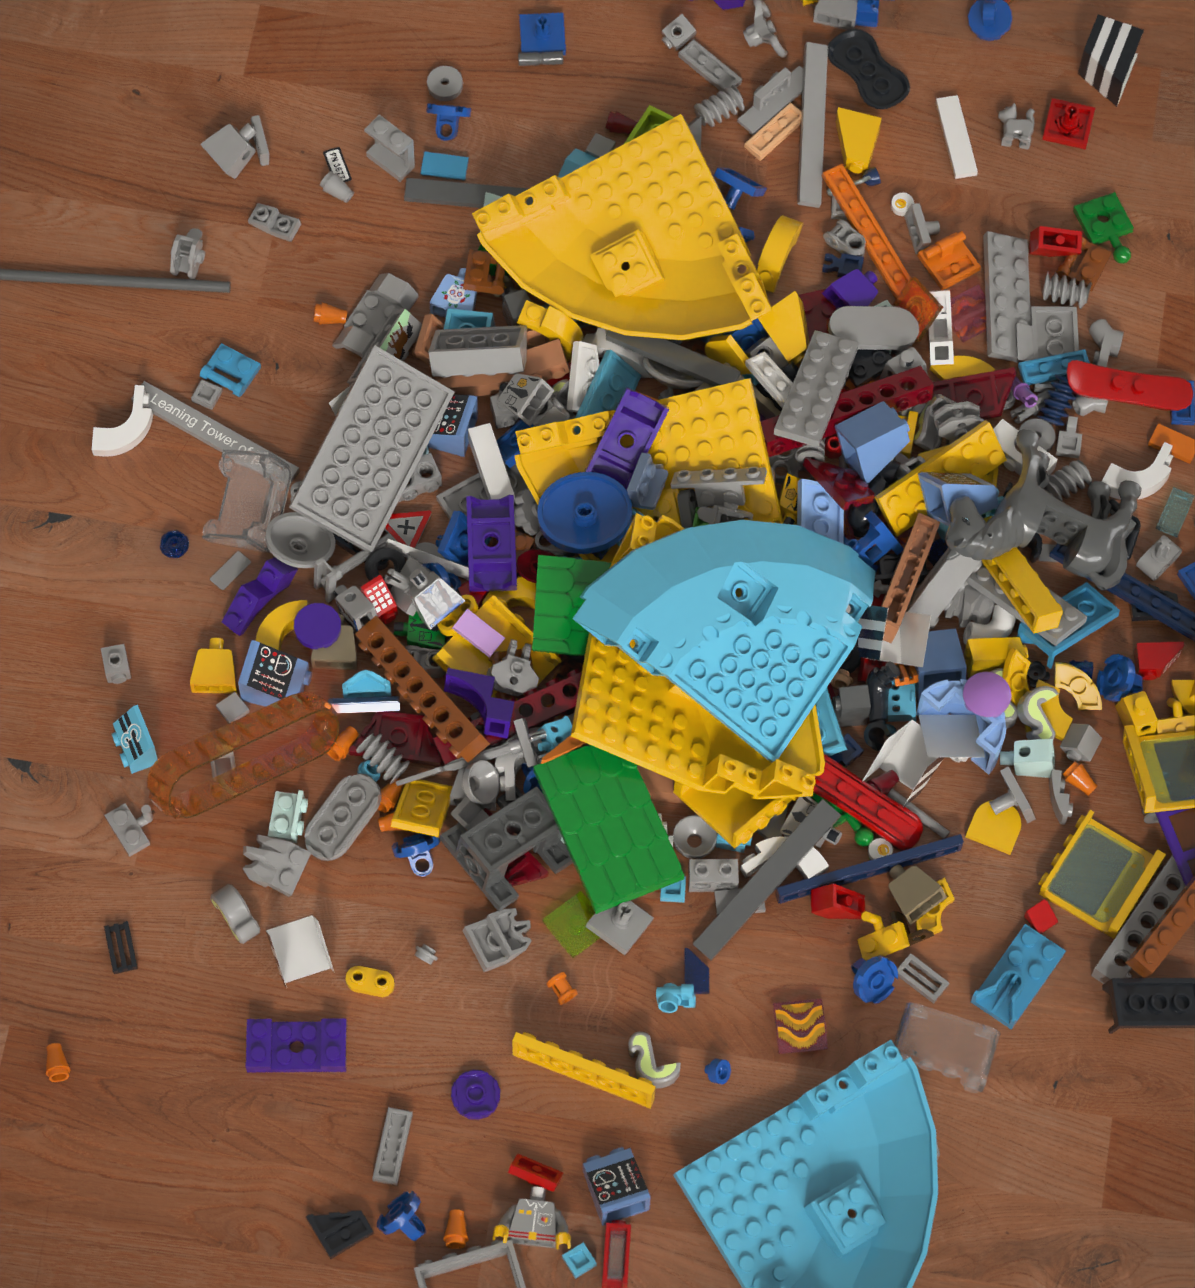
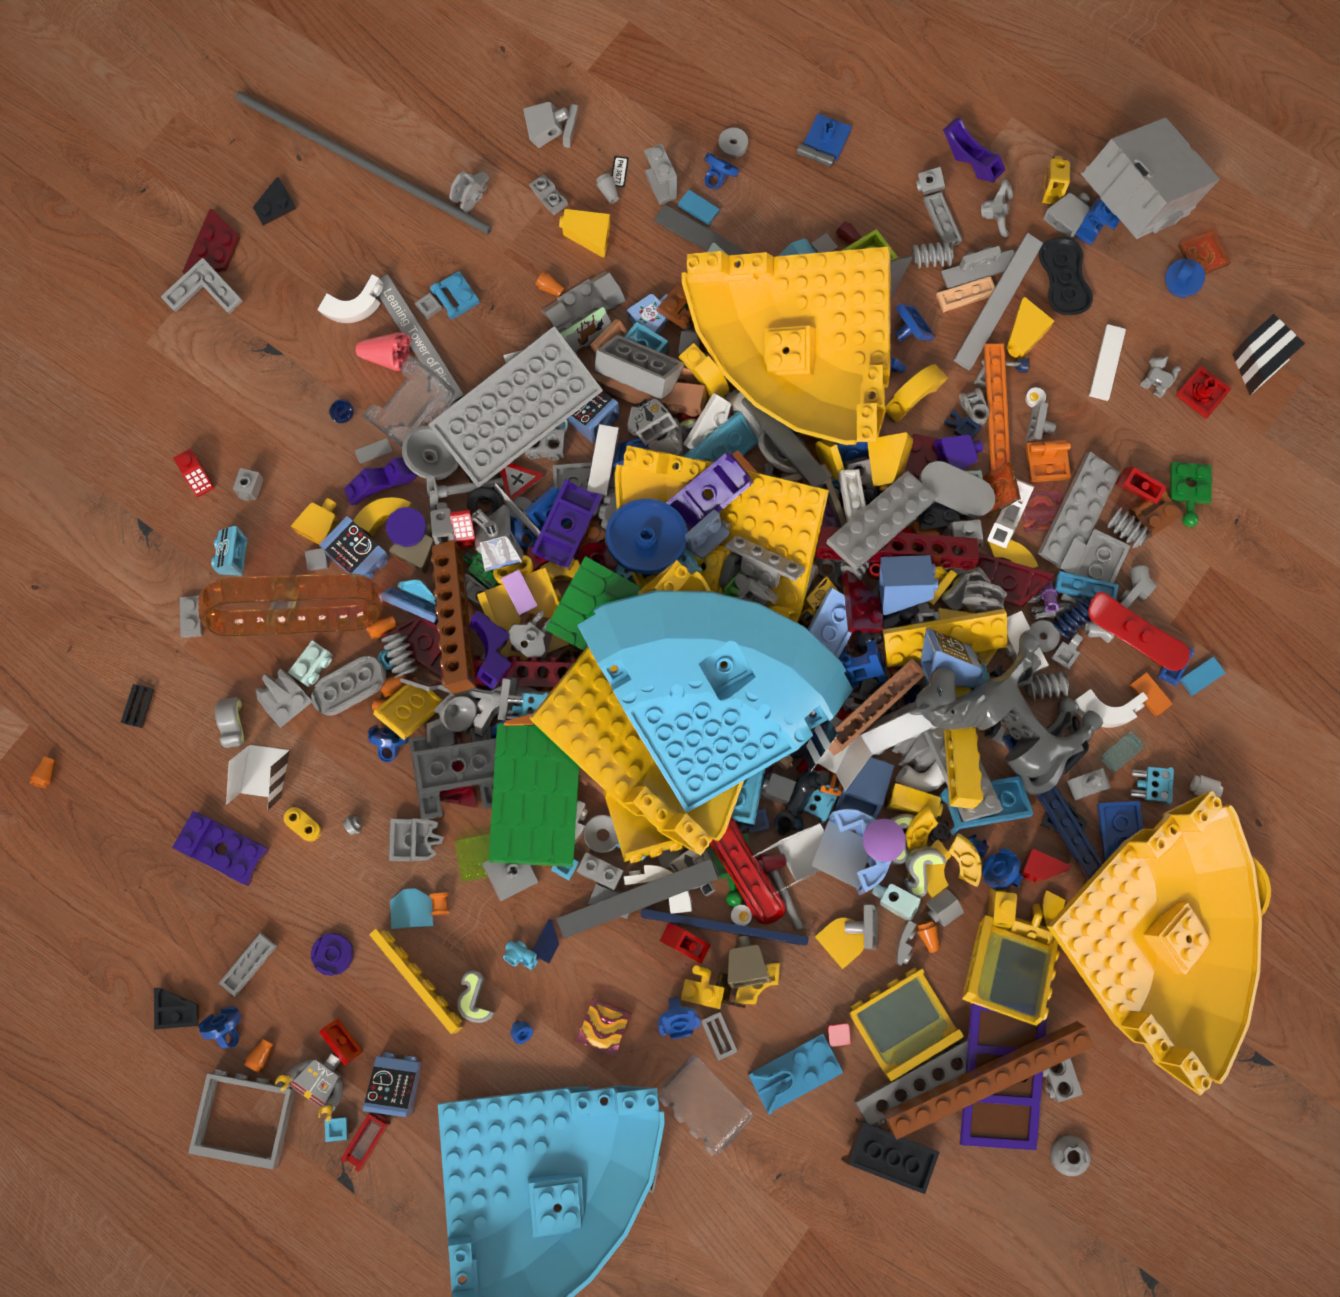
camera: 30 degrees right, 10 degrees up
(47, 679) = (194, 472): none -> red slope
(189, 459) = (386, 350): none -> coral cone
(338, 240) = (587, 229): none -> yellow slope
(534, 1009) = (411, 910): none -> medium azure slope

